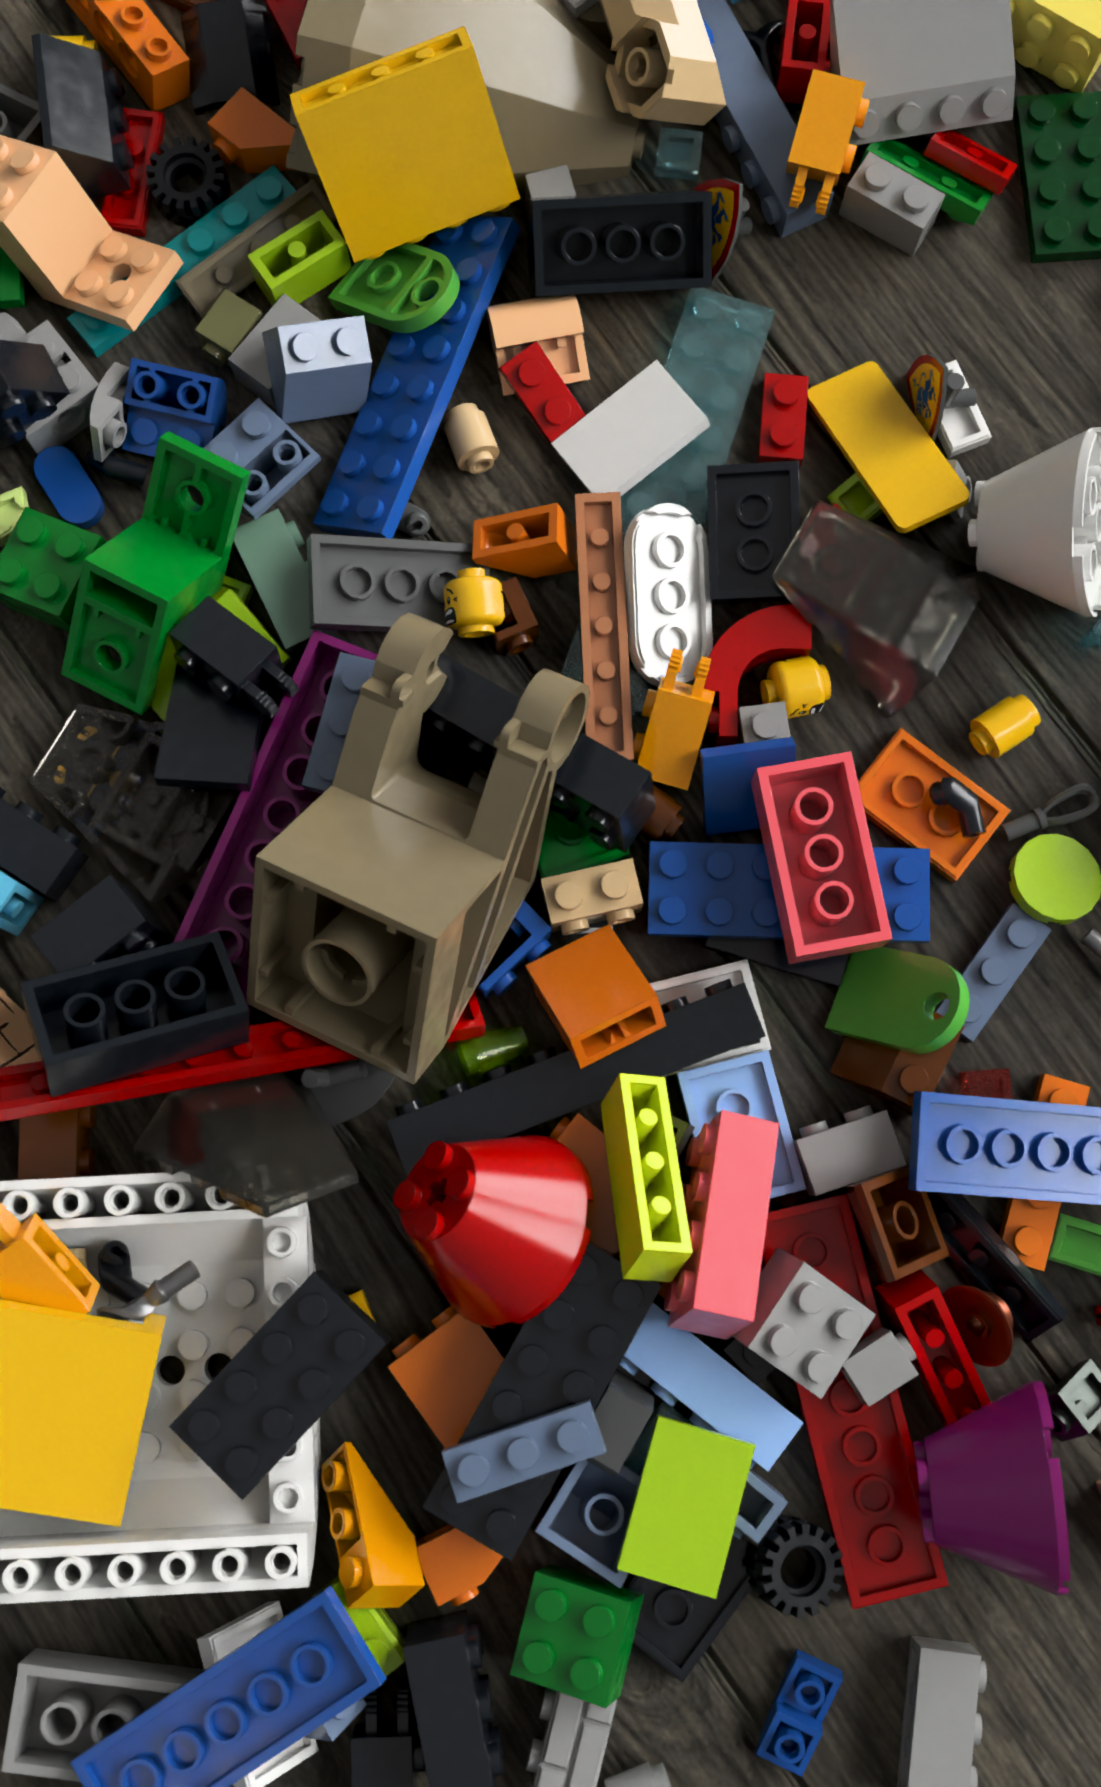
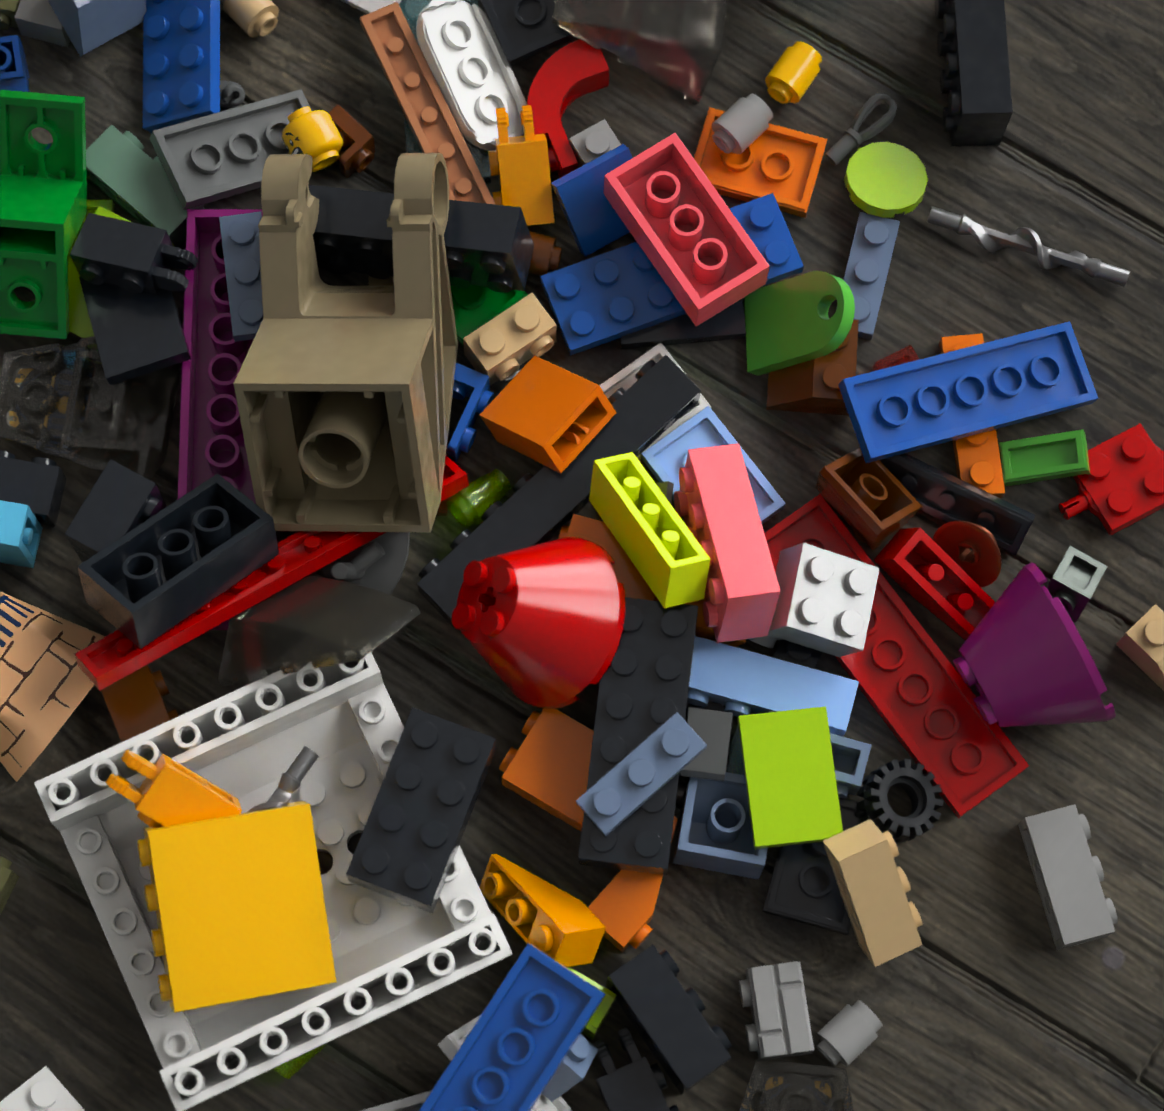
camera: 25 degrees left, 5 degrees down
(116, 1272) = (238, 785): black arm -> none
(269, 451) = (86, 75): sand blue slope -> none
(527, 542) = (334, 73): orange slope -> none
(577, 1635) = (746, 922): green brick -> none
(726, 1665) = (874, 891): none -> tan brick
(798, 683) = (612, 101): yellow head -> none
(798, 1712) = (952, 918): blue slope -> none
(848, 1151) = (796, 465): light grey brick -> none
(879, 1365) = (899, 612): light grey brick -> none
(926, 762) = (741, 124): none -> light grey brick
(963, 801) = (785, 144): black arm -> none

